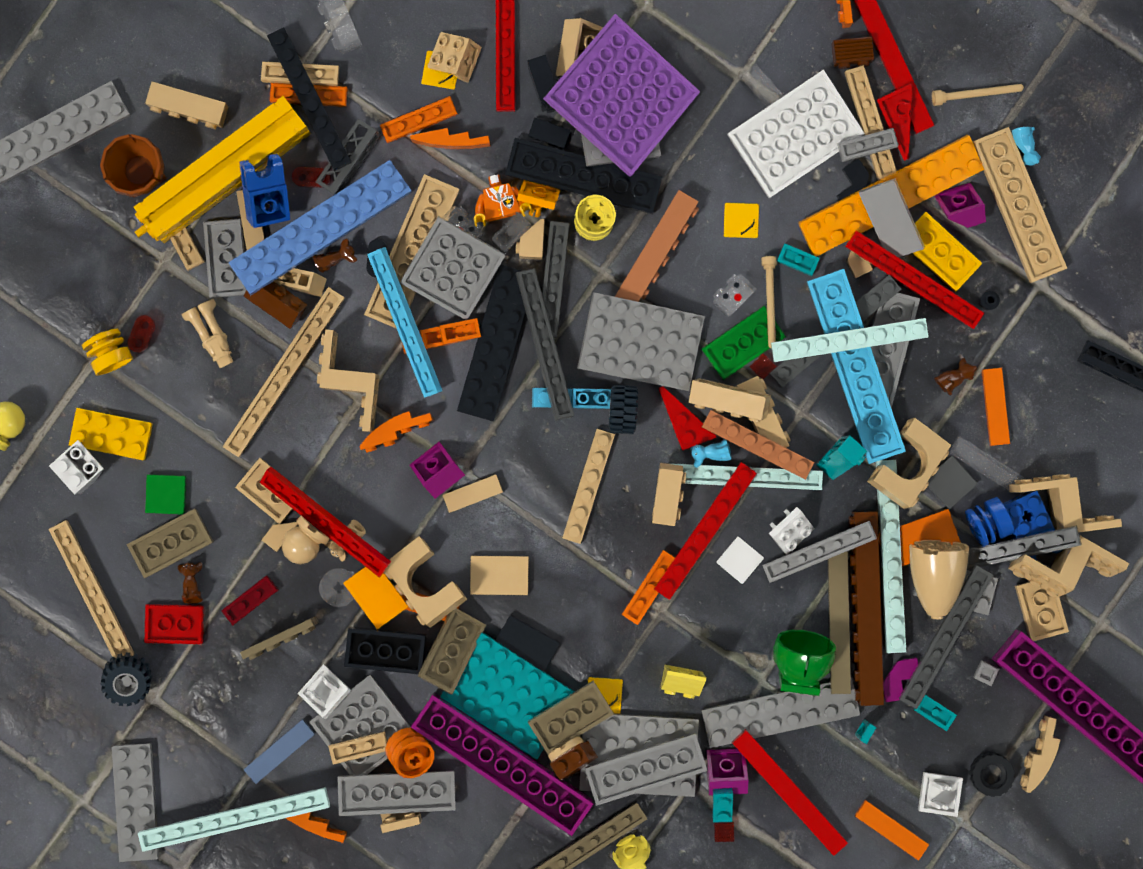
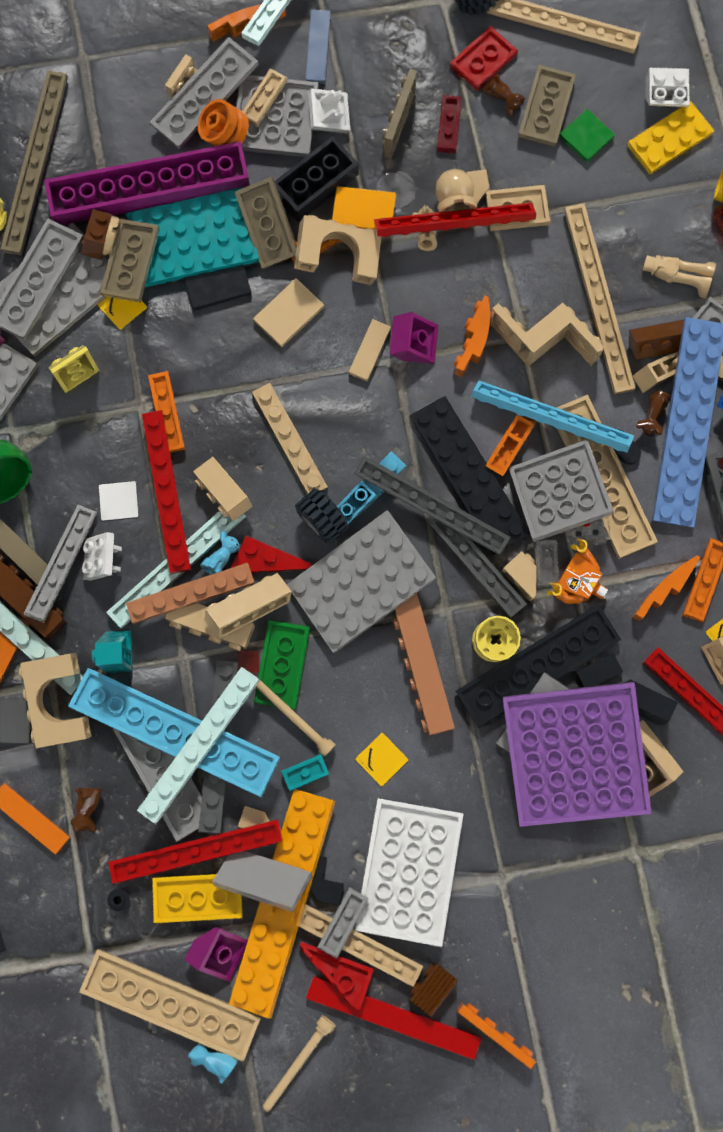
camera: 130 degrees right, 10 degrees down
(538, 196) = (556, 611): light orange tile -> none
(734, 295) = (327, 693): clear brick -> none

